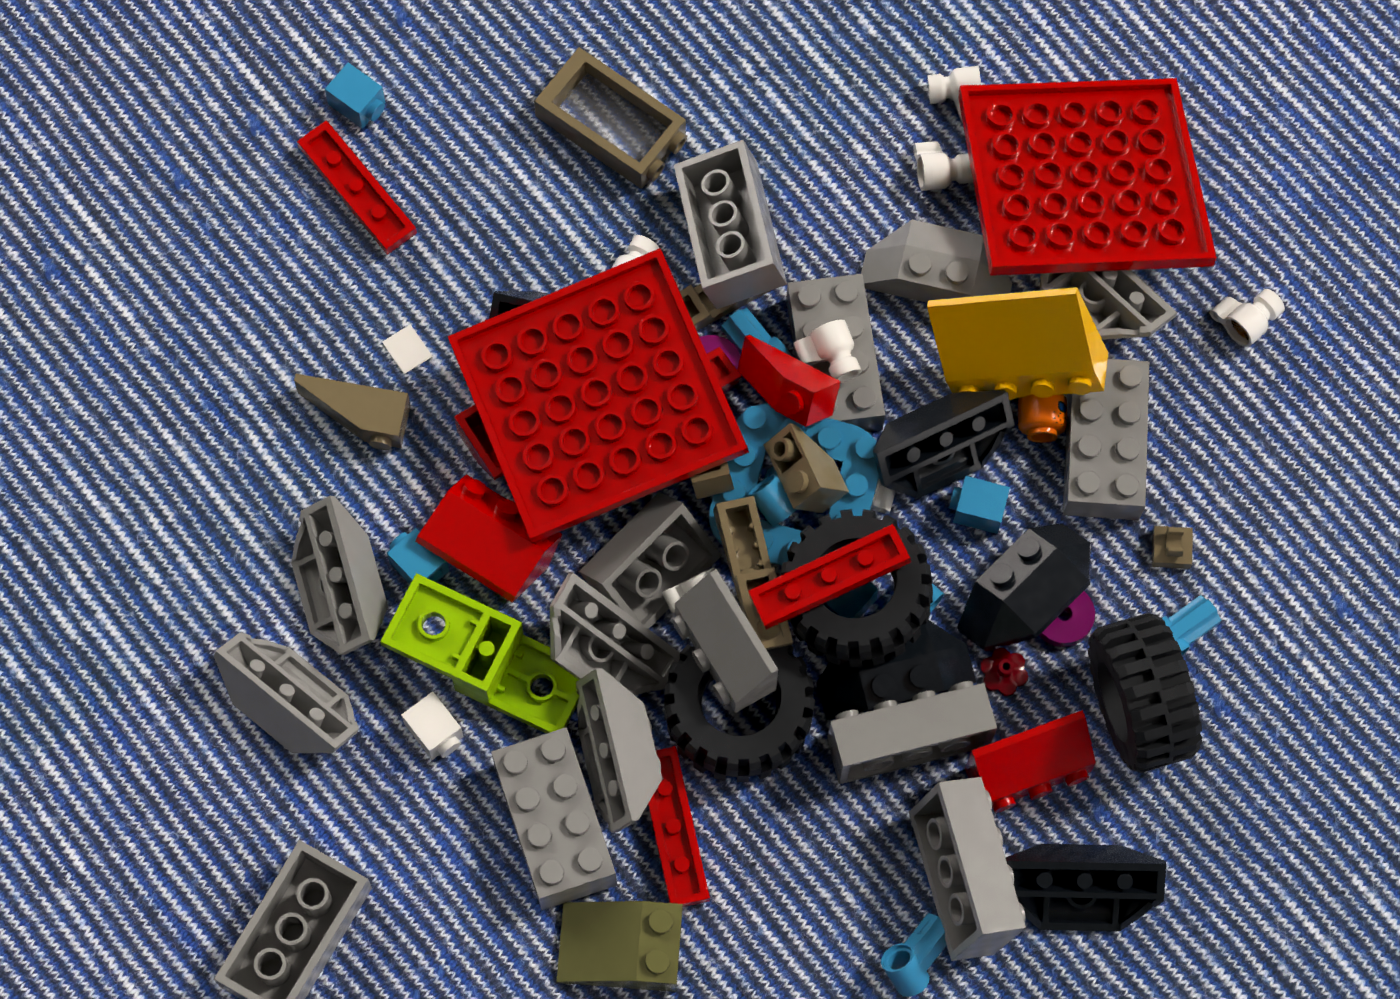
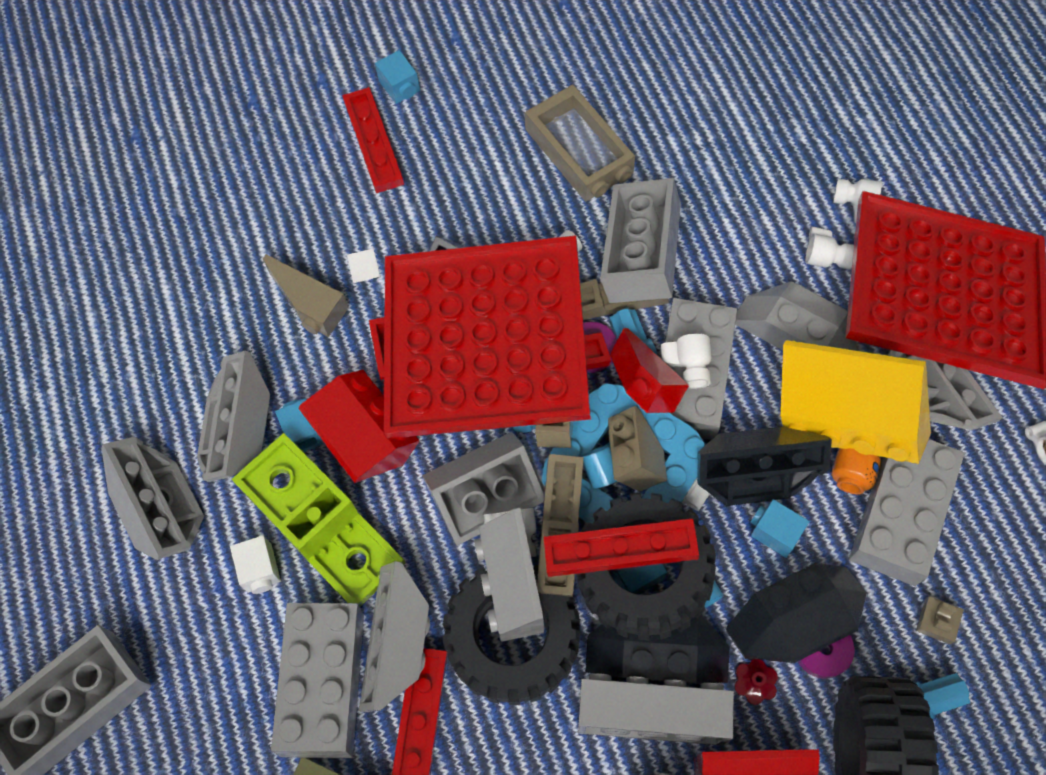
camera: 25 degrees right, 5 degrees down
(596, 633) = (409, 532): light grey wedge -> none

